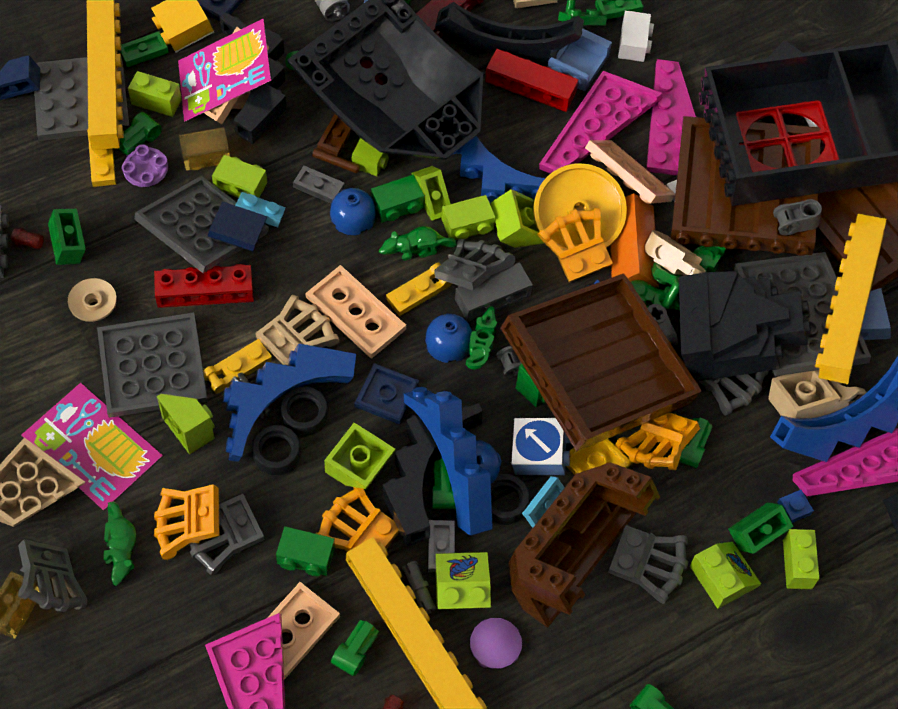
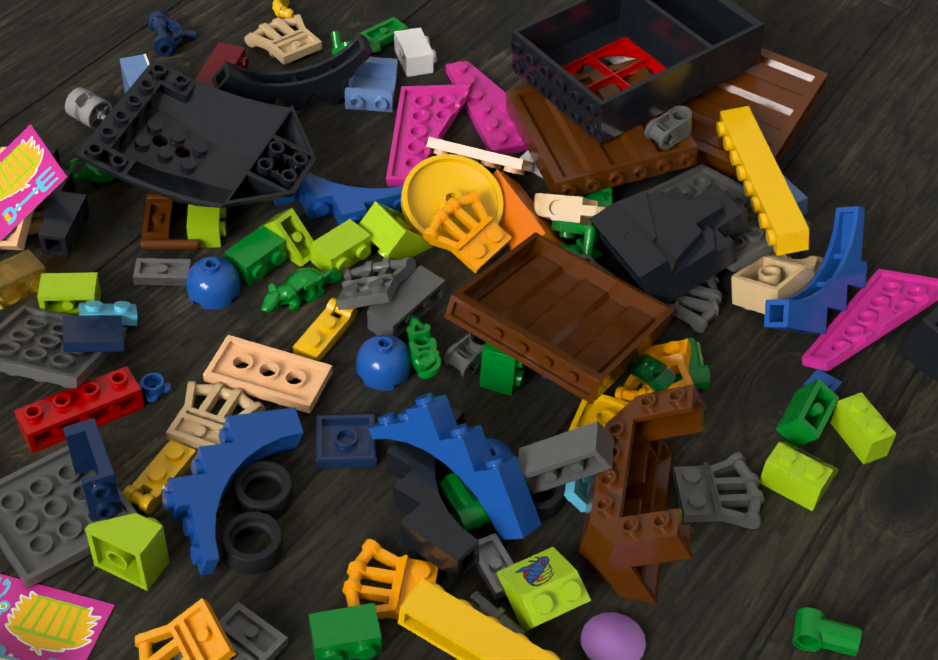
camera: 25 degrees left, 15 degrees down
(187, 329) = (88, 454): none -> dark blue panel
(266, 281) = (153, 386): none -> blue plate
(357, 458) = (354, 510): lime slope -> none
(529, 488) = (566, 457): none -> dark grey brick
(531, 80) = (339, 112): red brick -> none
(539, 447) = (540, 416): piece -> none
(639, 445) = (652, 373): none -> dark green beam

